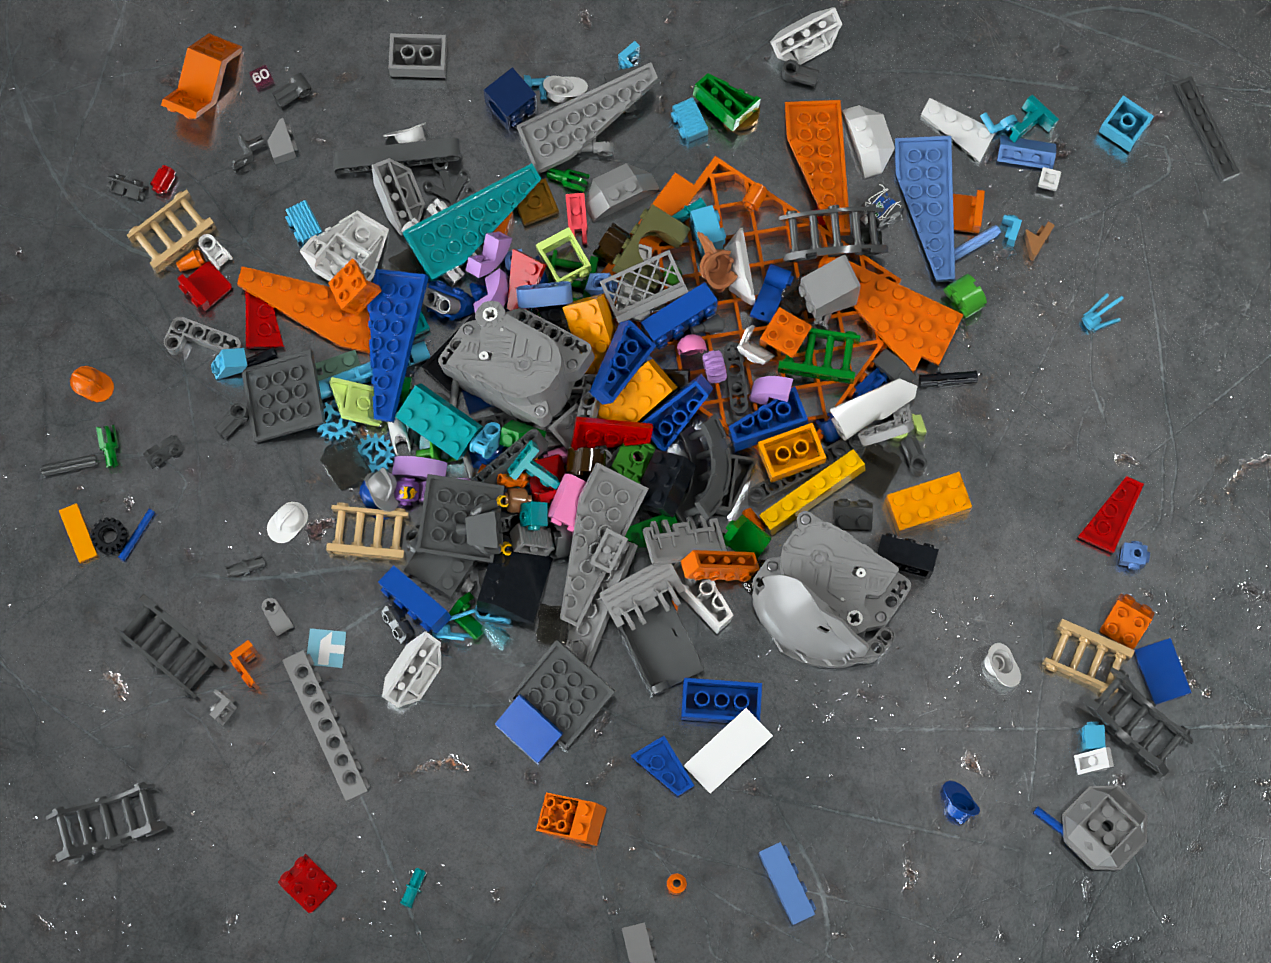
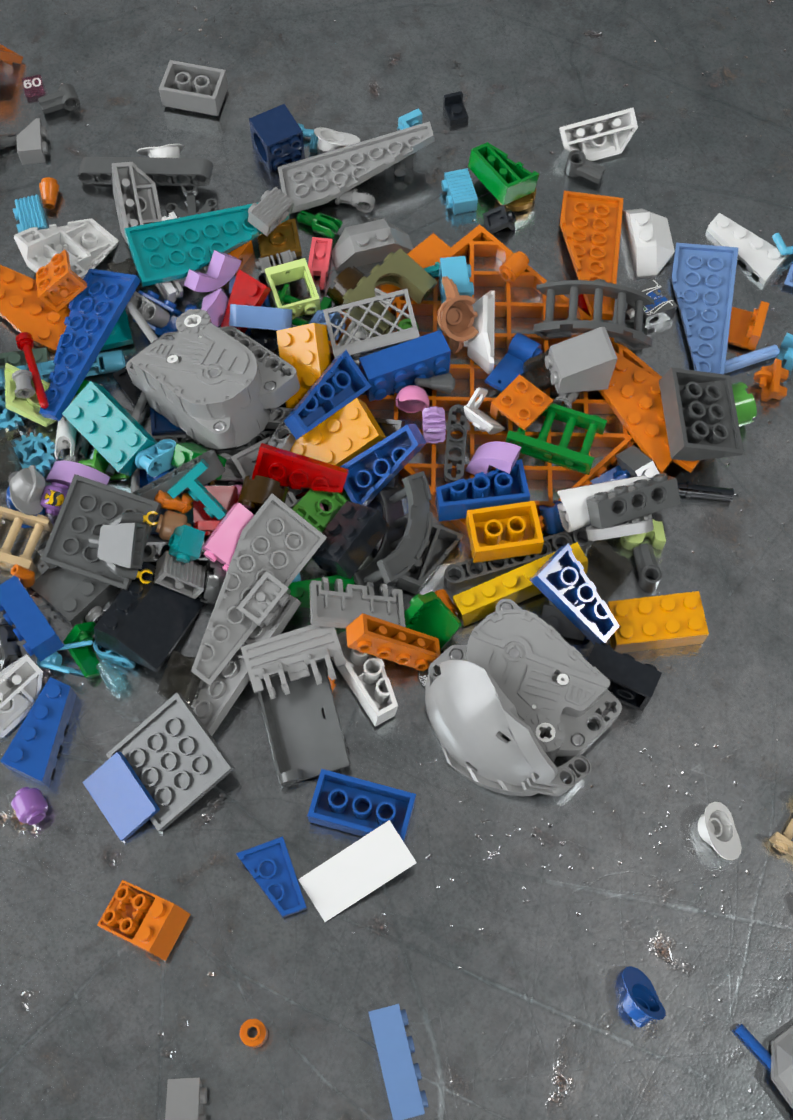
camera: 10 degrees right, 10 degrees down
(312, 192) = (49, 191): none -> orange cone
(337, 351) = (25, 343): none -> red piece
(353, 395) = (23, 384): none -> light grey bush
(400, 563) = (26, 576): none -> orange arm
(442, 319) = (141, 322): none -> light grey bar
(451, 697) = (39, 738): none -> blue wedge
(459, 750) = (29, 805): none -> medium lavender head
(526, 182) = (270, 210): none -> light grey brick
(551, 228) = (263, 263): none -> light grey hinge
(667, 30) = (454, 108): none -> black bracket
(731, 143) = (499, 219): none -> black bracket
(853, 493) = (575, 595): none -> blue wedge
(889, 413) = (665, 496): none -> dark grey brick
(938, 317) = (700, 415): none -> dark grey slope
(995, 261) = (770, 379): none -> orange hips

